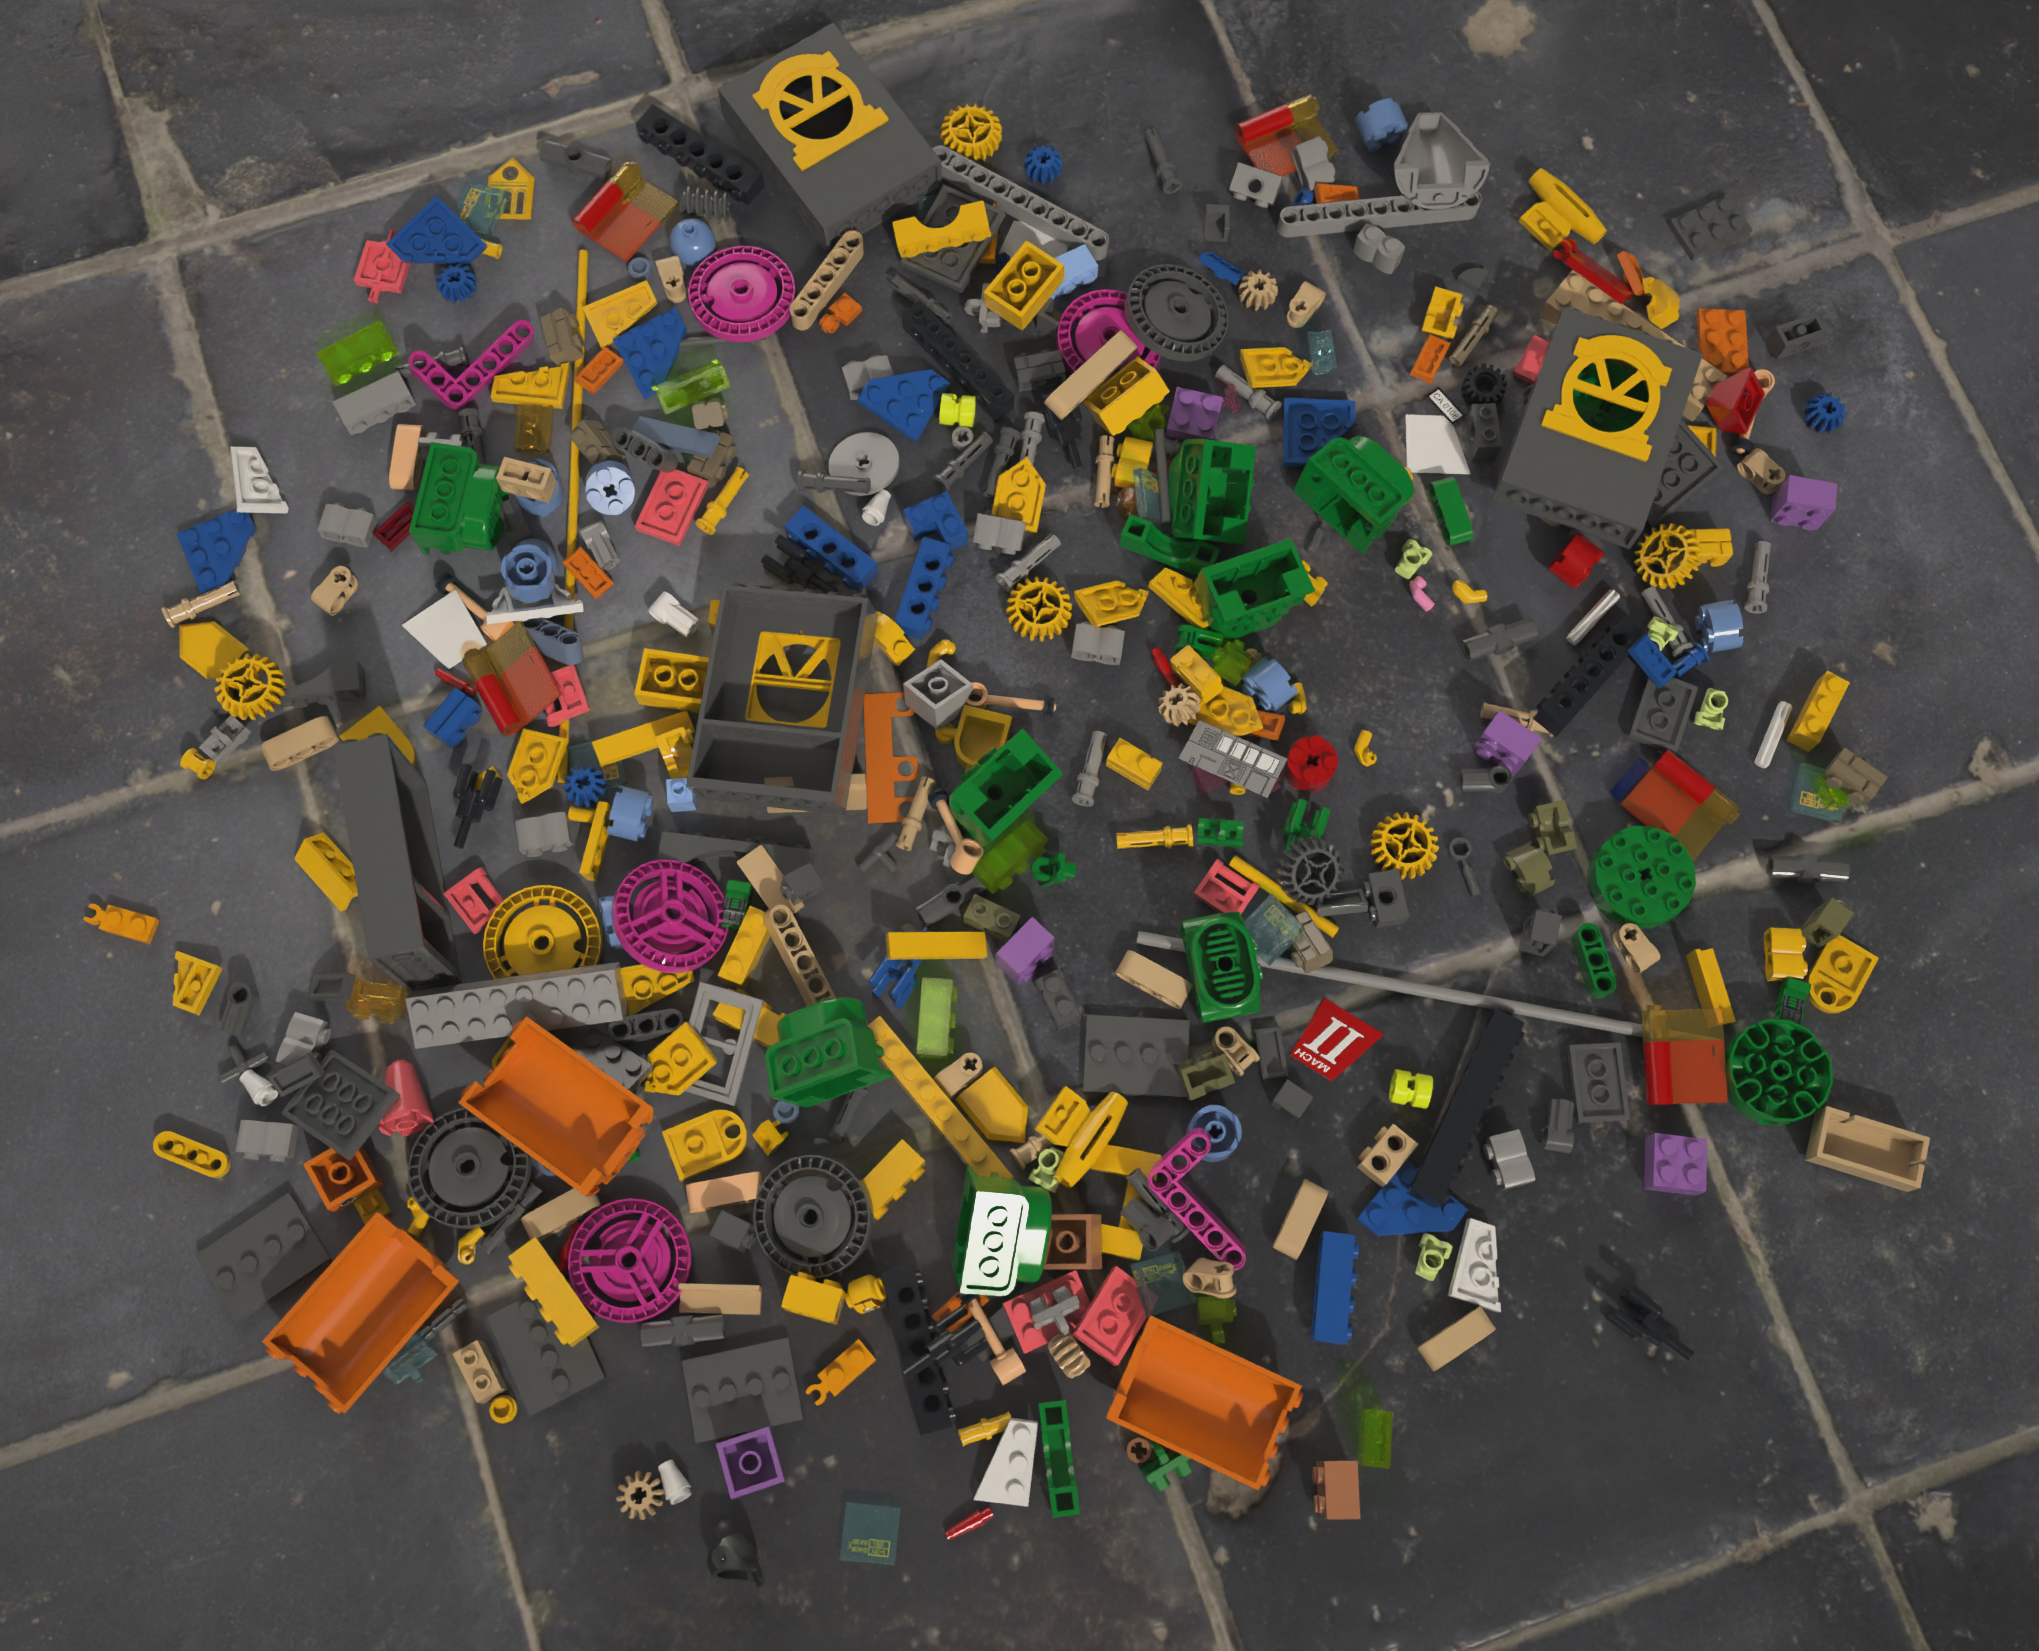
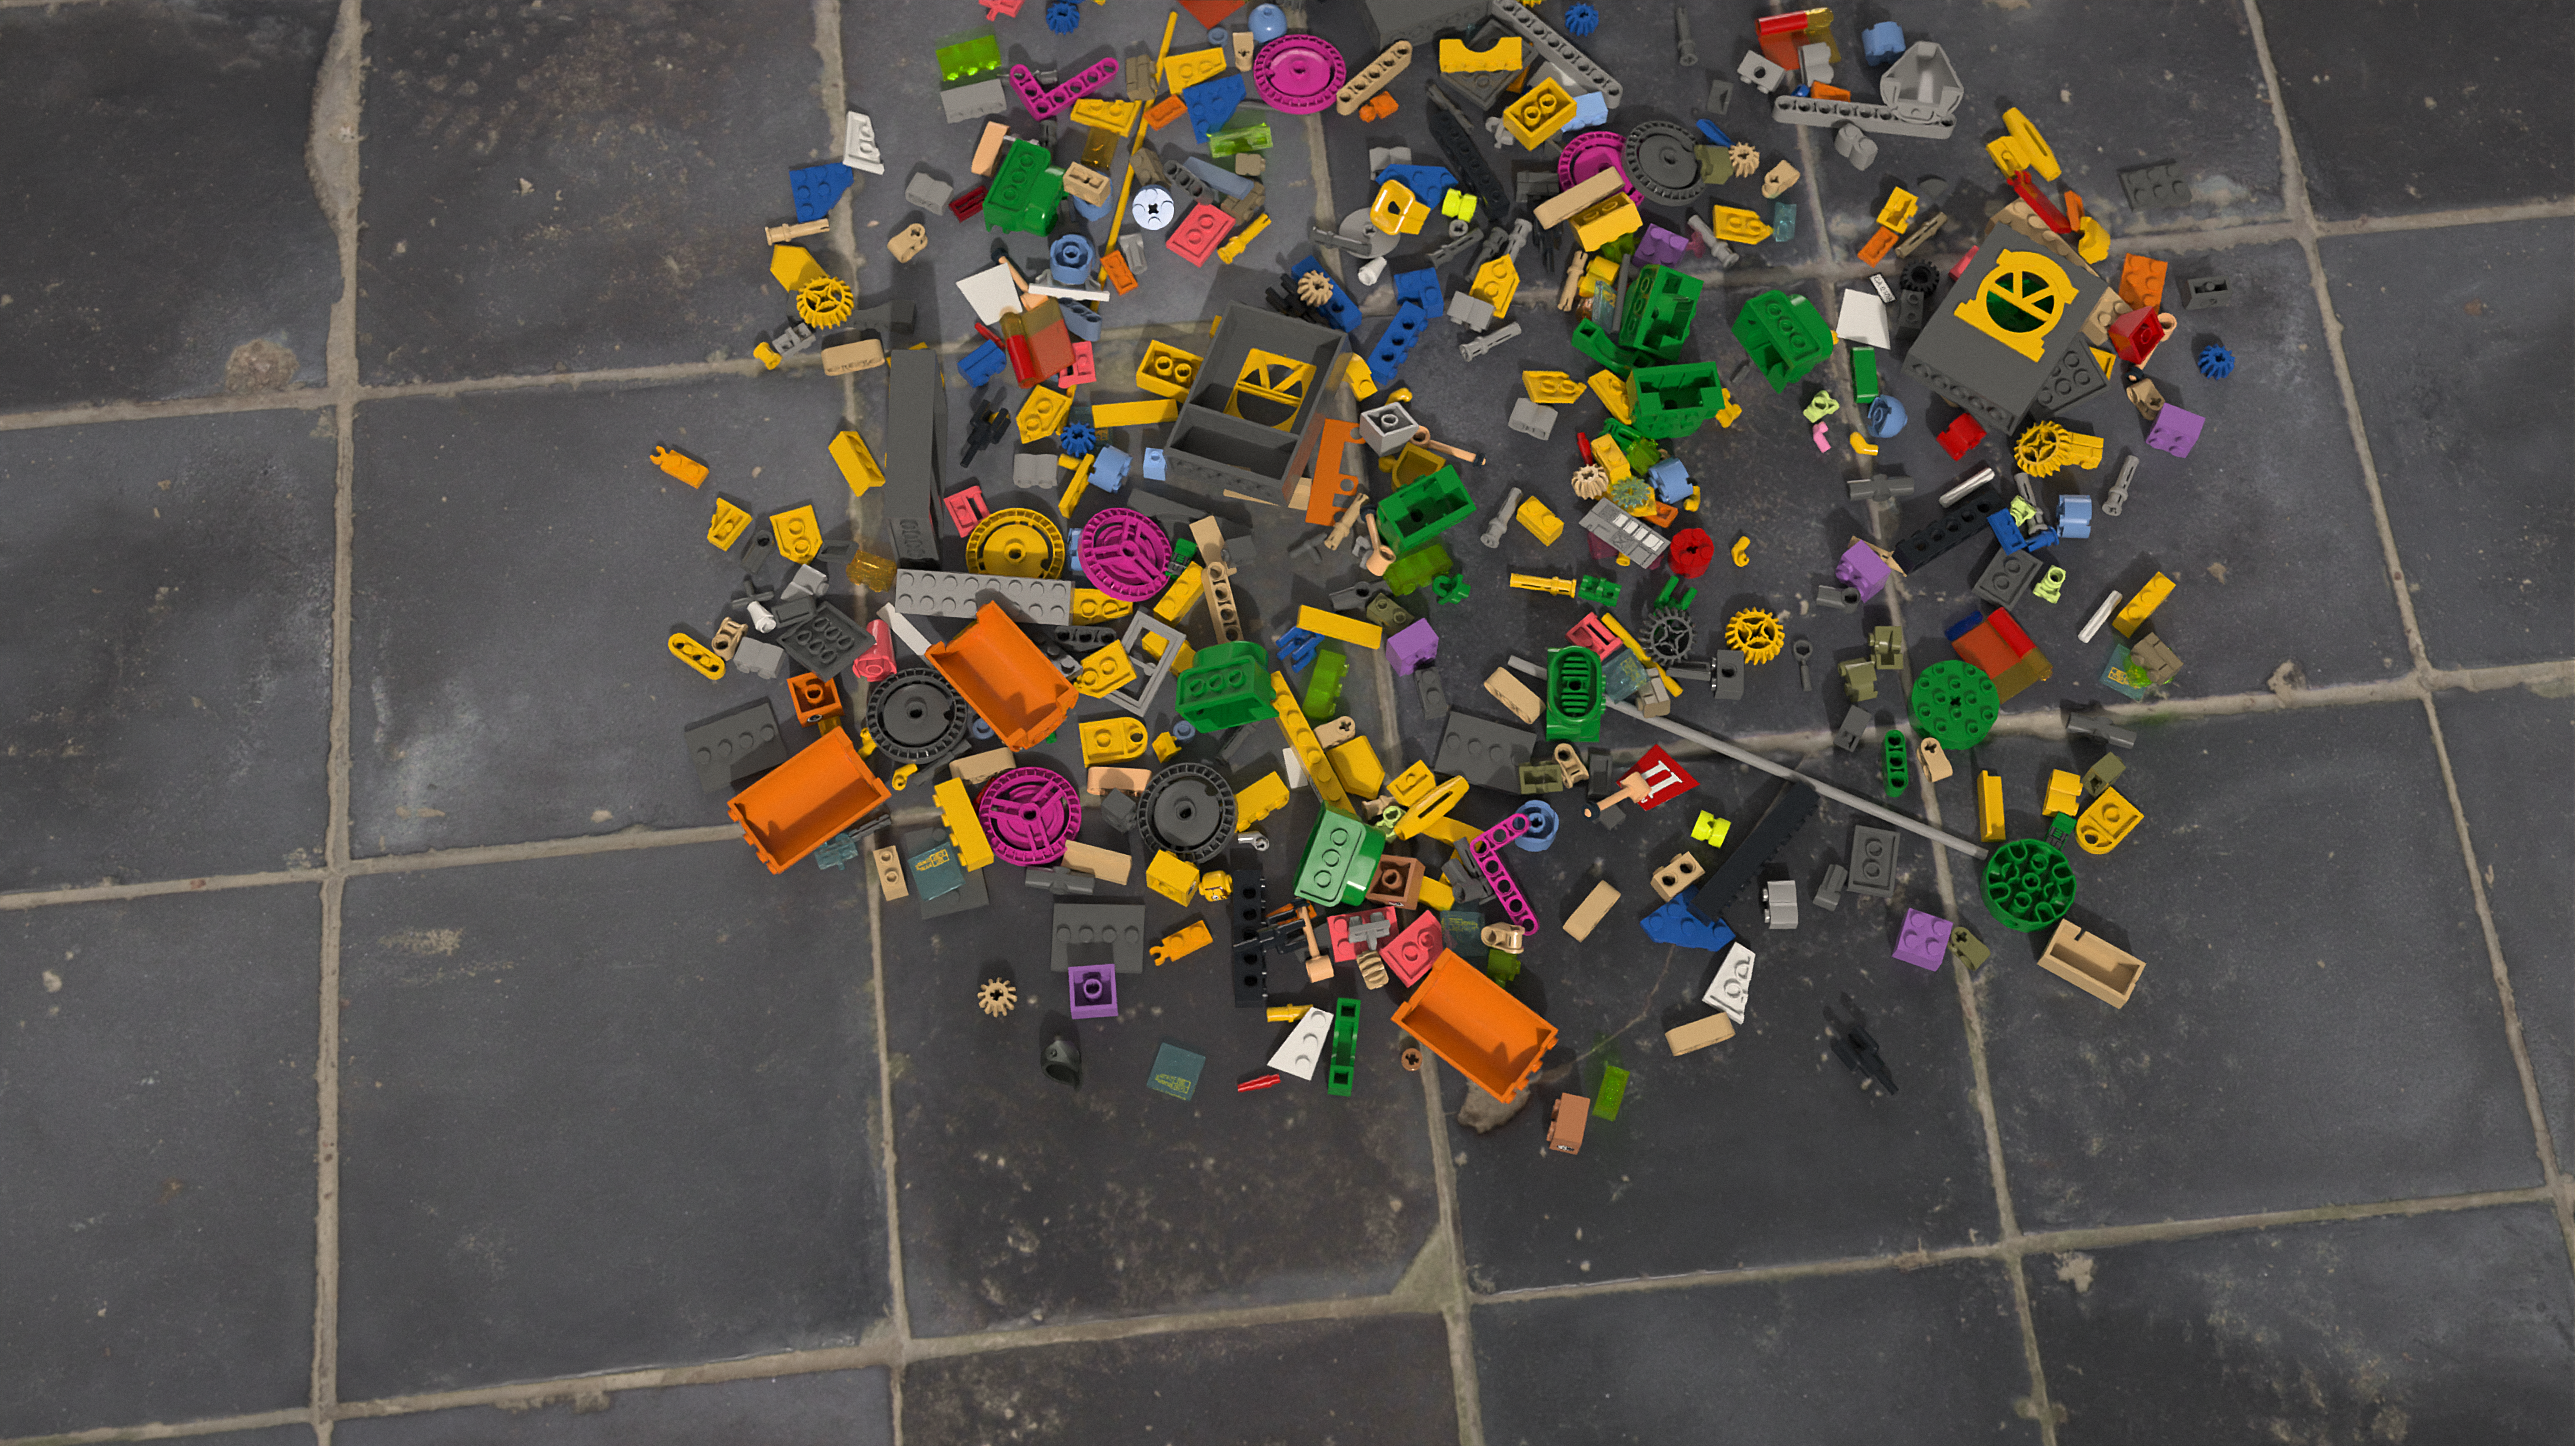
camera: 15 degrees right, 5 degrees down
(226, 1121) = (728, 635): none -> tan piece
(280, 975) = (797, 534): none -> yellow tile
(436, 1064) = (905, 631): none -> white sticker
(503, 1409) = (902, 907): yellow plate -> none
(534, 1358) = (936, 871): none -> clear light blue tile
(668, 610) = (1179, 316): white piece -> none
(674, 1483) = (1026, 995): white cone -> none
(676, 751) = (1159, 427): yellow cylinder -> none
(814, 538) = (1321, 292): none -> tan gear
(898, 1223) = (1258, 840): none -> light grey arm
(906, 436) = (1411, 214): none -> yellow piece
(925, 1130) = (1295, 773): none -> white sticker
(1047, 612) = (1496, 389): yellow gear -> none
(1156, 1470) = (1442, 1072): green hips -> none
(1231, 301) = (1715, 163): none -> olive cylinder
(1237, 711) = (1625, 498): none -> clear light blue gear
(1312, 425) = (1760, 275): blue plate -> none
(1314, 1060) = (1633, 787): none -> light nougat piece
(1333, 1288) = (1605, 970): blue brick -> none
(1434, 1253) = (1695, 965): yellowish green plate -> none
(1488, 555) = (1887, 417): none -> medium blue cylinder
(1684, 1056) = (1951, 854): door -> none
(1729, 1163) = (1969, 949): none -> olive piece

